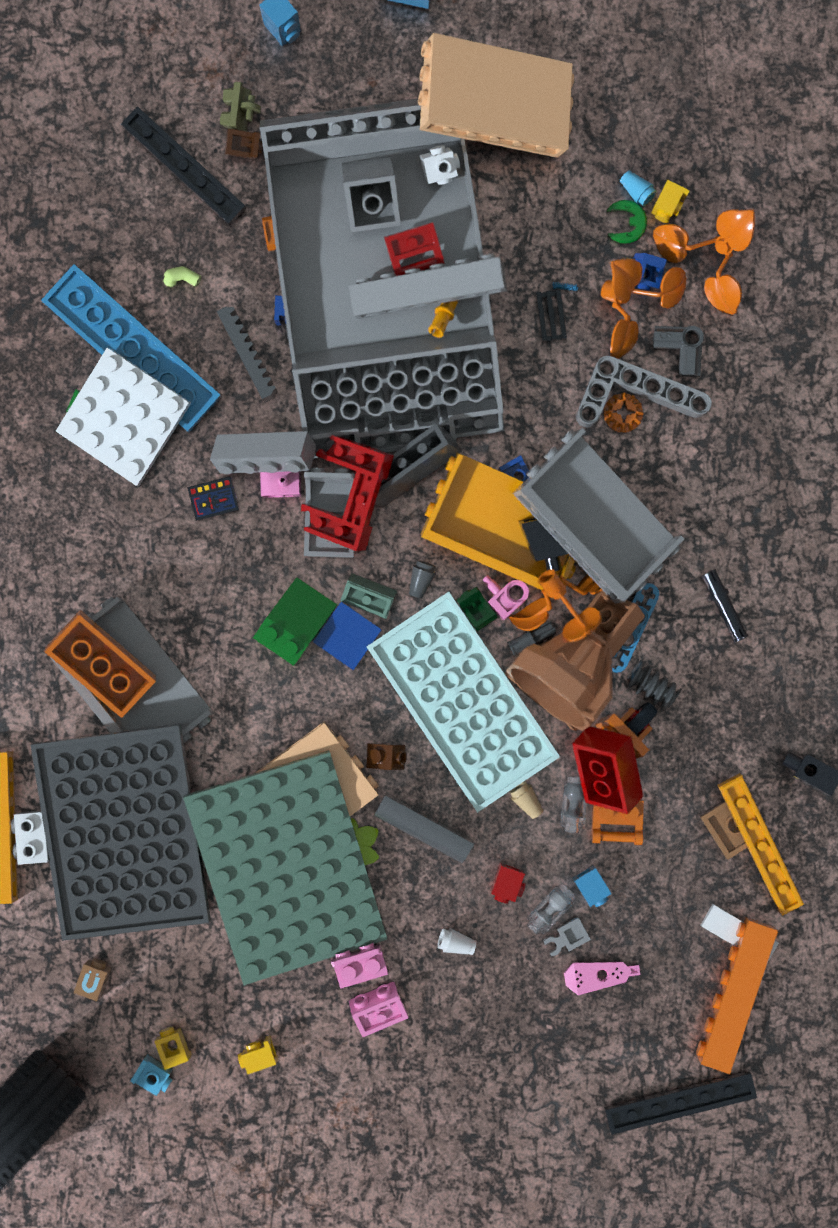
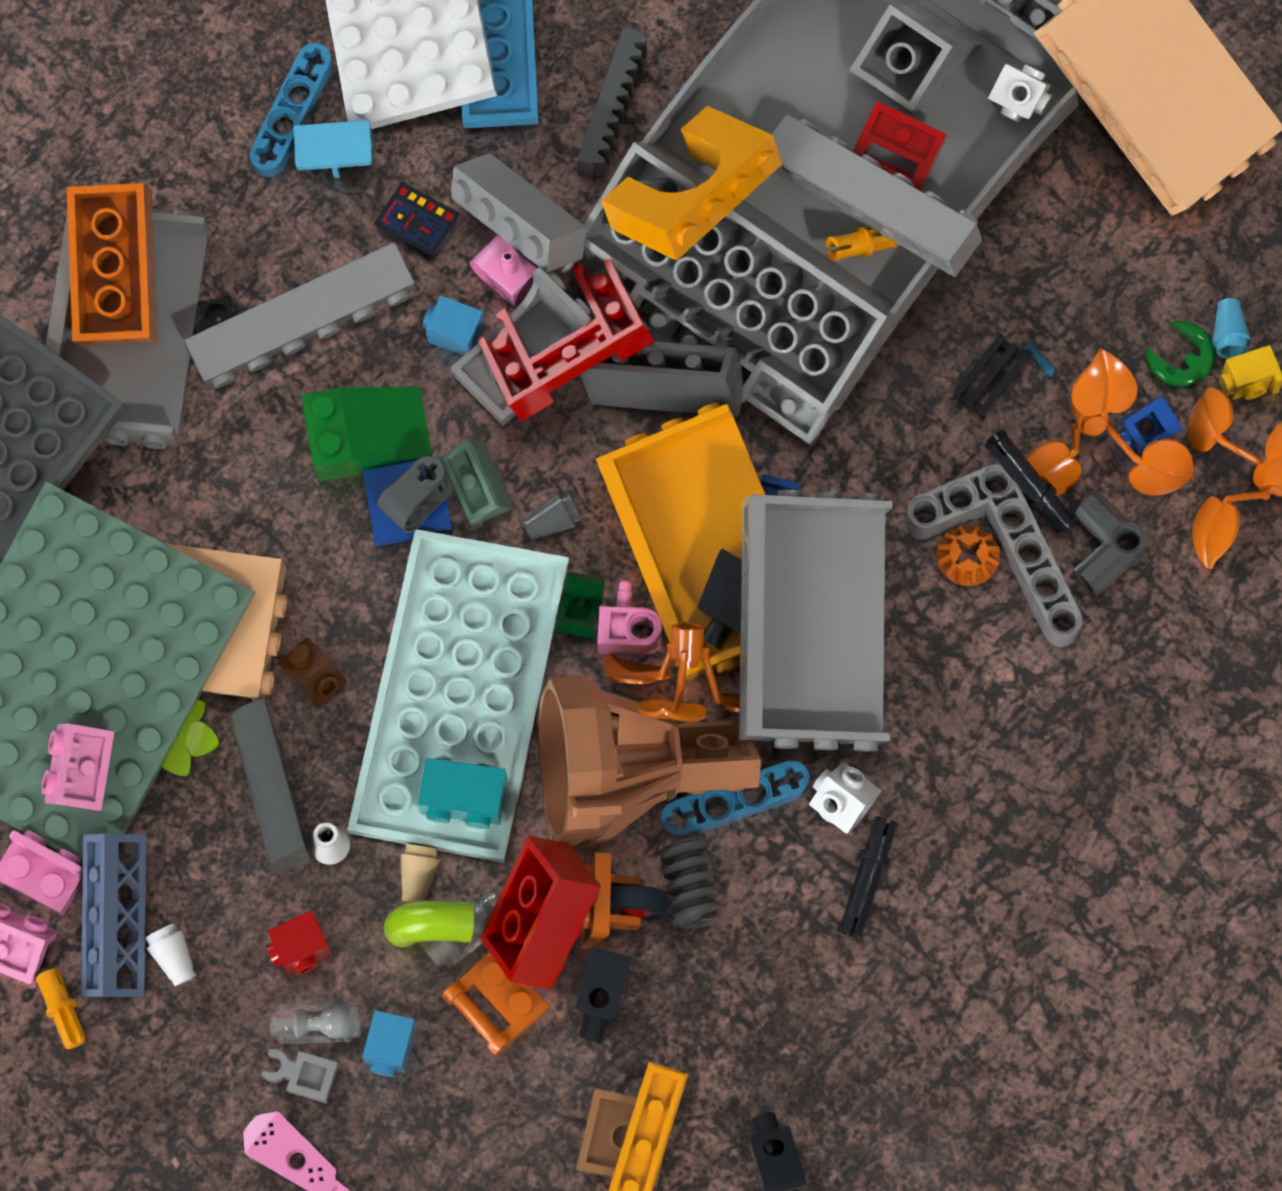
camera: 45 degrees right, 15 degrees down
(95, 504) = (286, 108): none -> dark azure beam
(140, 503) = (333, 145): none -> medium azure panel
(168, 642) = (211, 309): none -> black plate
(208, 599) = (300, 315): none -> light grey brick
(284, 533) = (453, 325): none -> dark azure brick
(333, 908) = (77, 766): none -> bright pink bracket
(352, 635) = (415, 495): none -> dark grey piece
(356, 391) = (680, 219): none -> light orange arch
(412, 962) = (101, 916): none -> sand blue fence
(432, 1014) = (61, 1007): none -> light orange axle
(474, 818) = (331, 851): none -> white cone
(515, 747) = (462, 793): none -> teal brick
(559, 819) = (430, 922): none -> lime cylinder
(631, 353) = (1039, 493): none -> black pin
(663, 771) = (607, 972): none -> black torso
(681, 580) = (843, 796): none -> white brick

